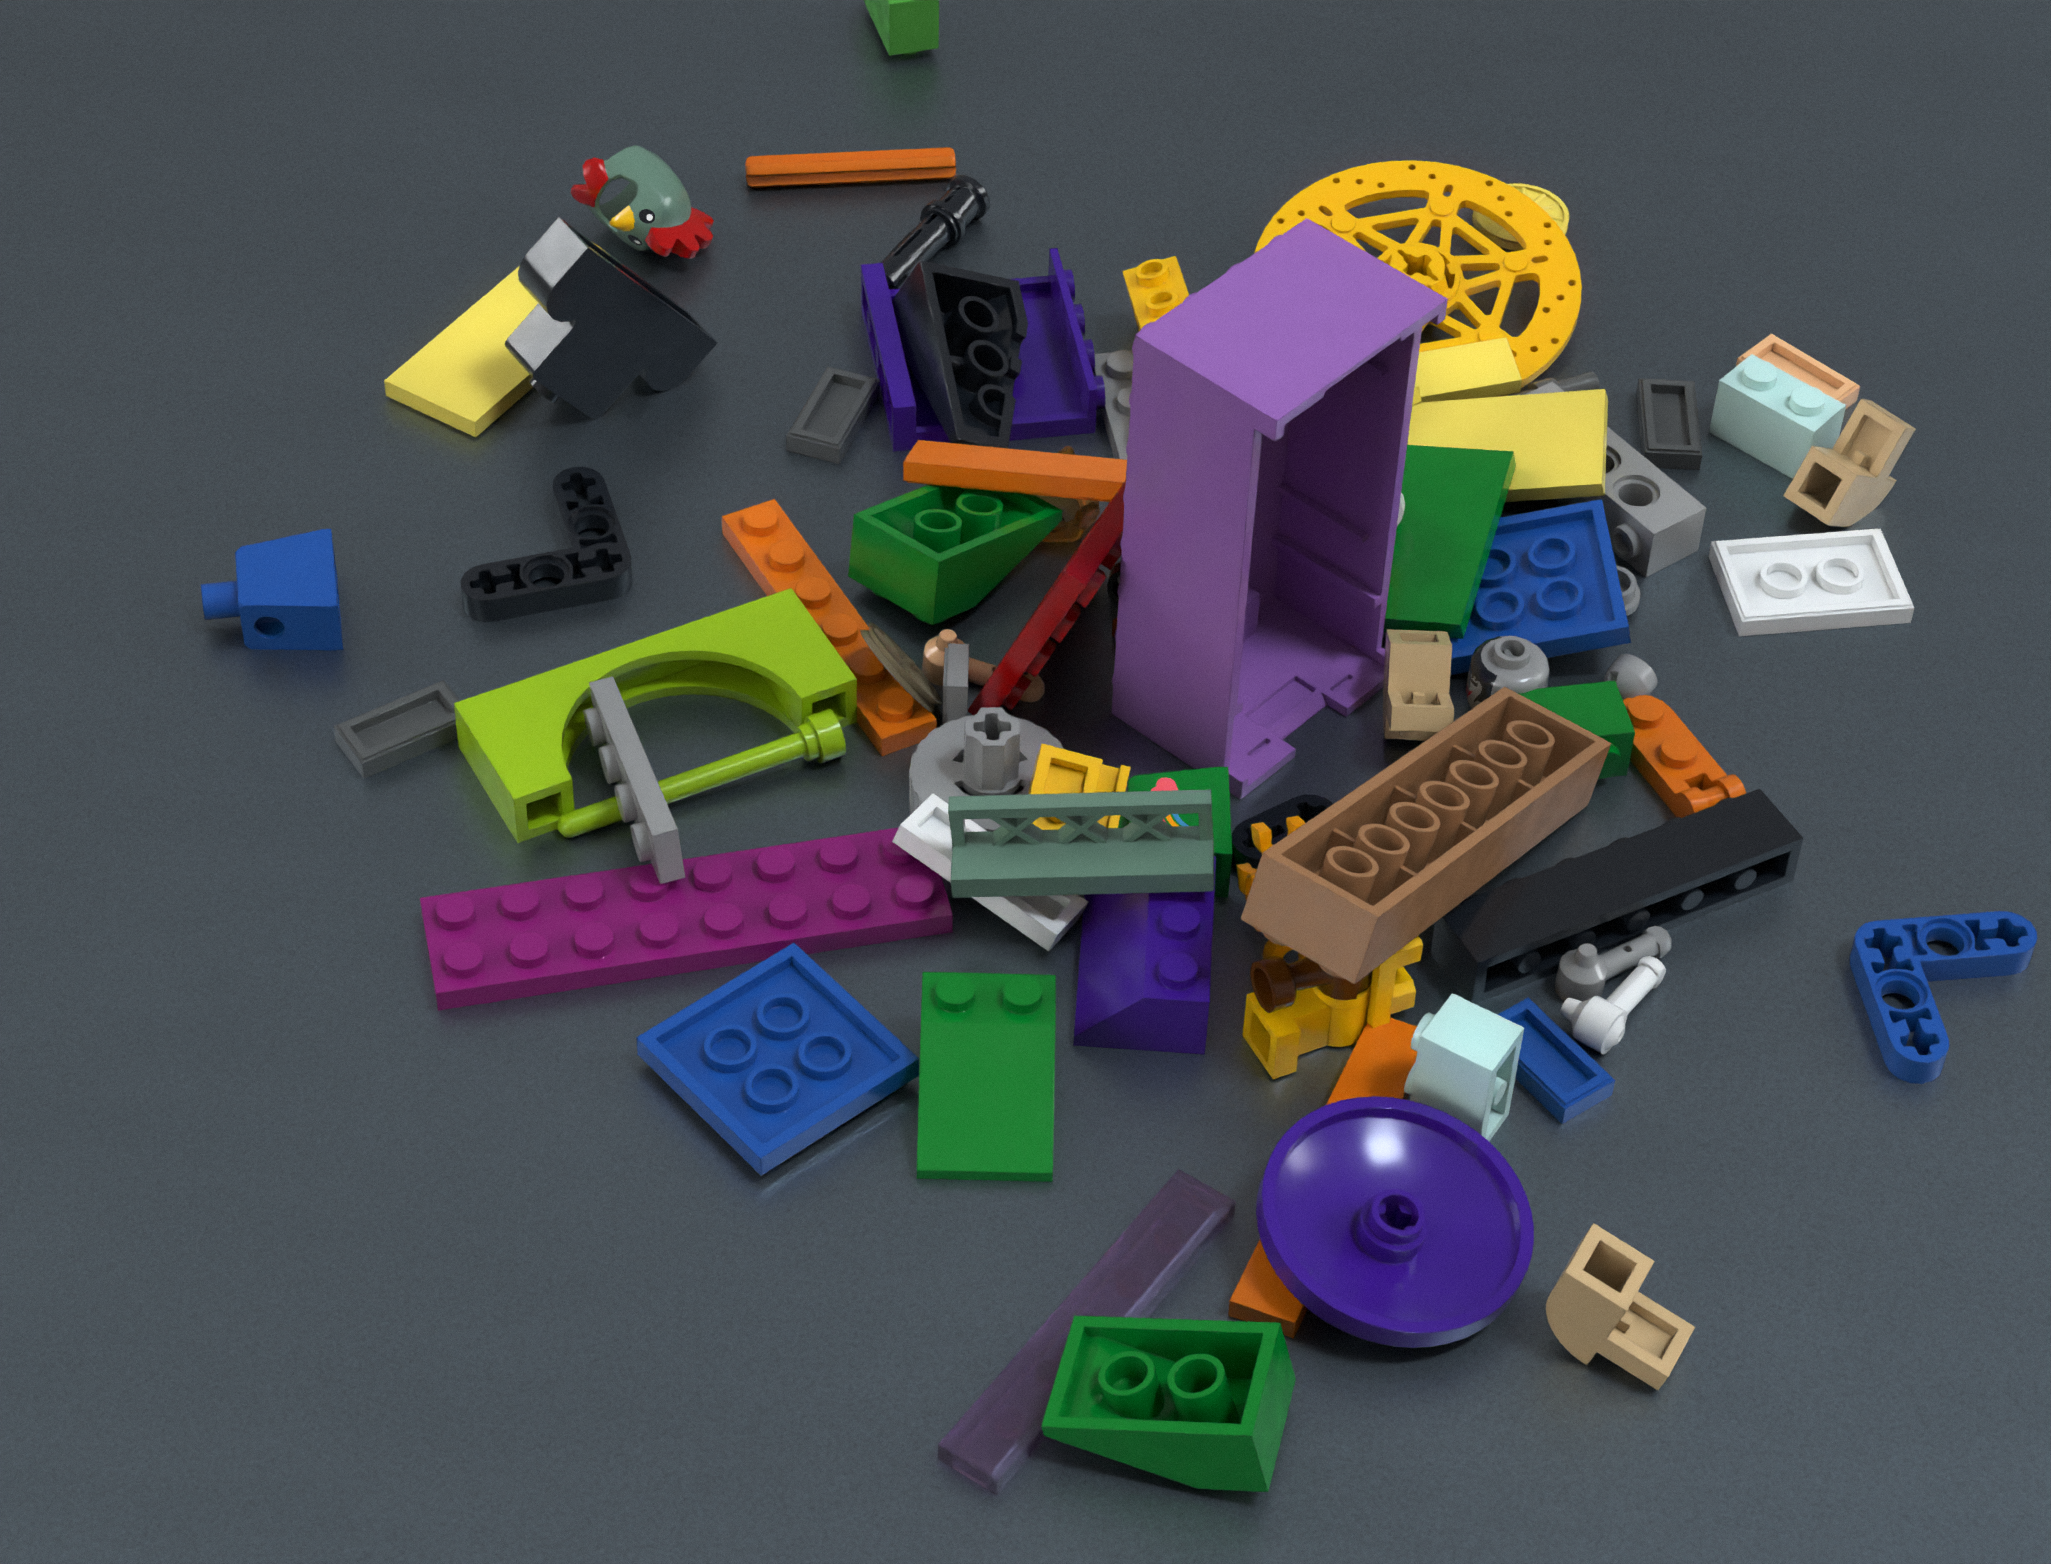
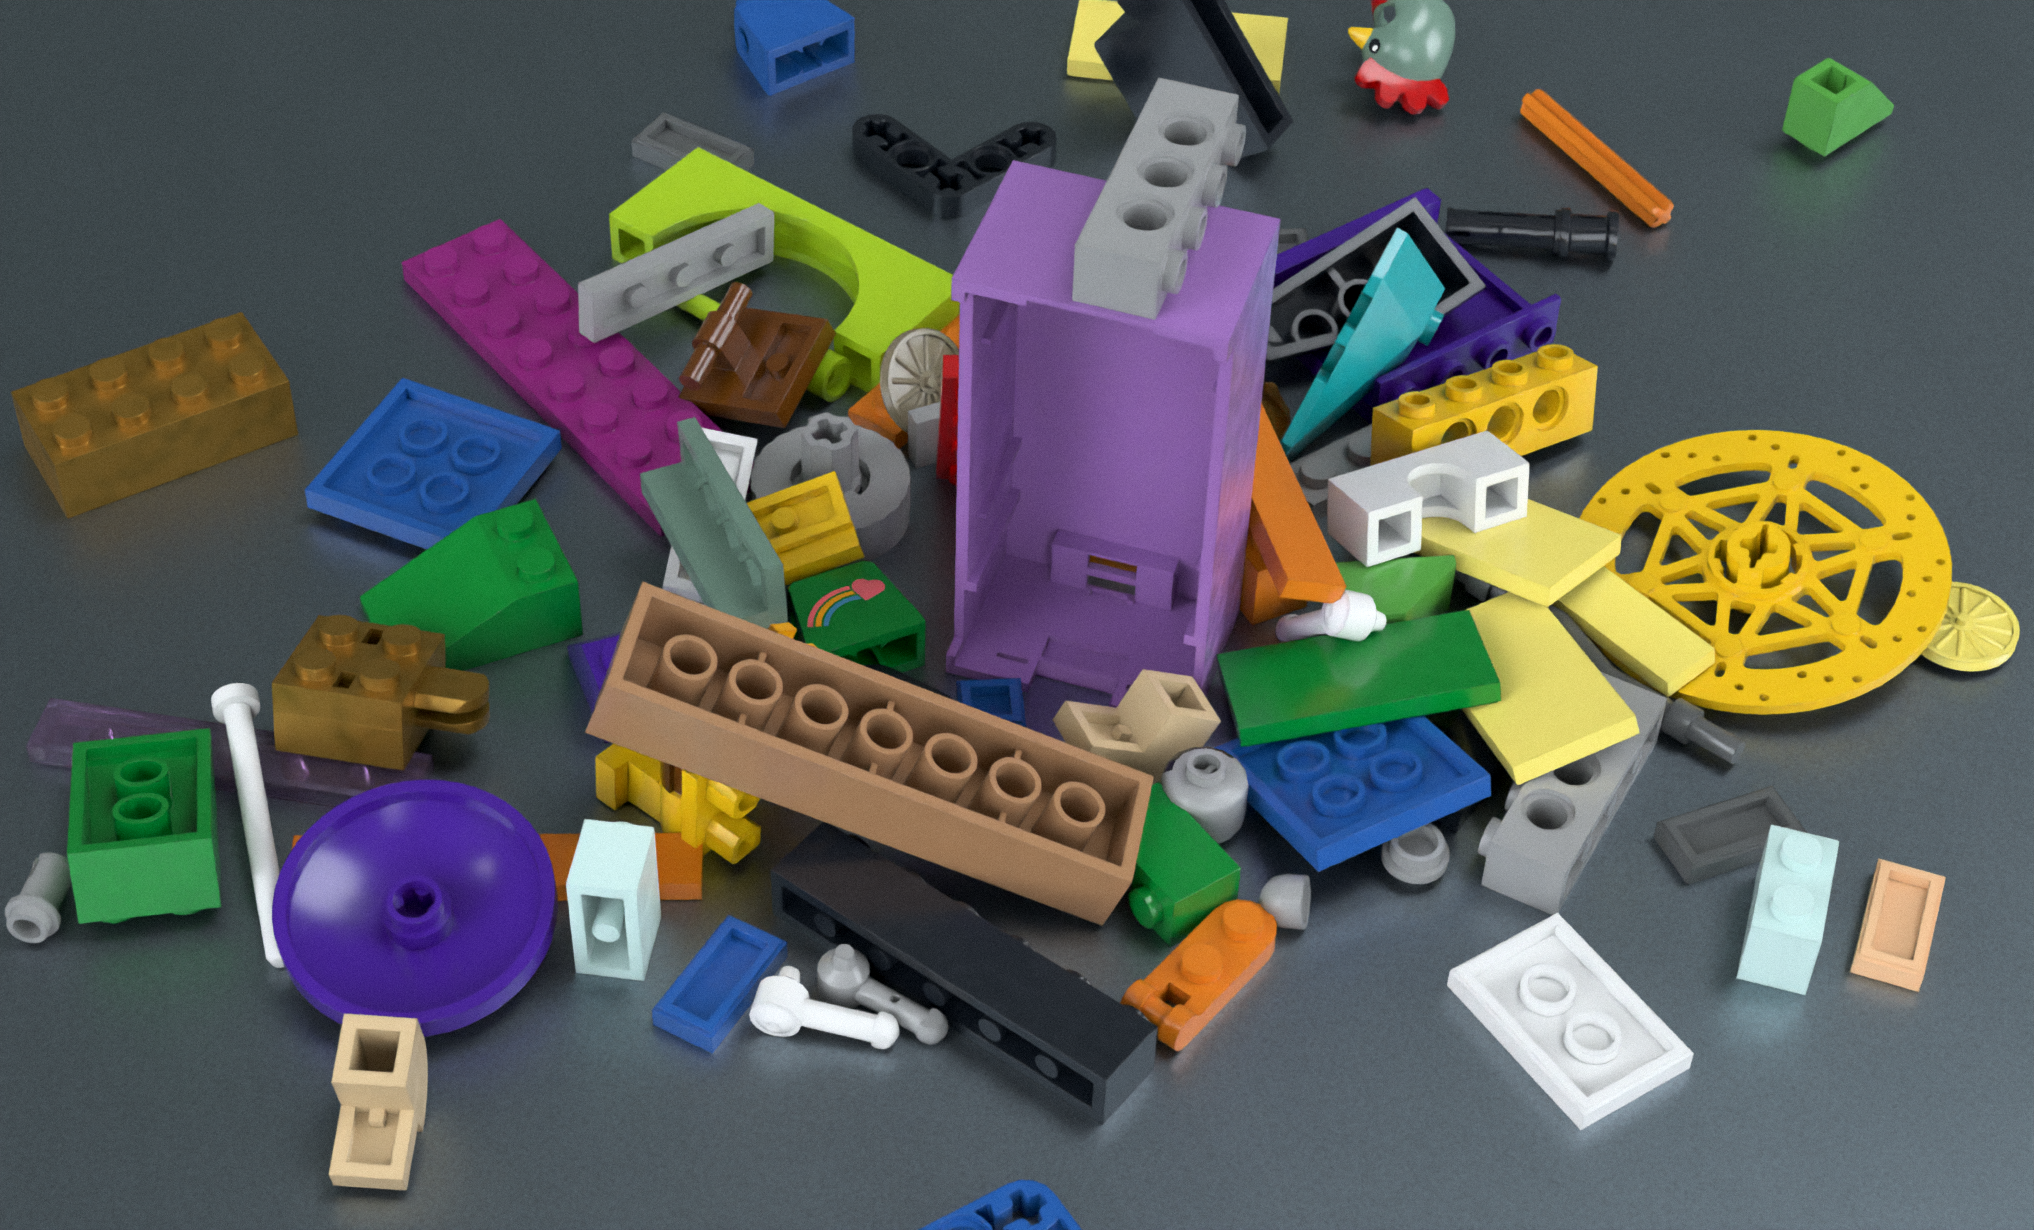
camera: 65 degrees right, 0 degrees up
(562, 1251) = (155, 413): none -> pearl gold brick
(799, 769) = (753, 361): none -> reddish brown plate
(1050, 369) = (1375, 340): none -> teal wedge
(1099, 1177) = (372, 693): none -> pearl gold brick
(1139, 1304) = (236, 707): none -> white bar
(1215, 1517) = (36, 909): none -> light grey pin
(1276, 260) = (1158, 199): none -> light grey brick
(1312, 775) = (994, 696): none -> blue tile
(1854, 475) = (1736, 998): tan brick -> none

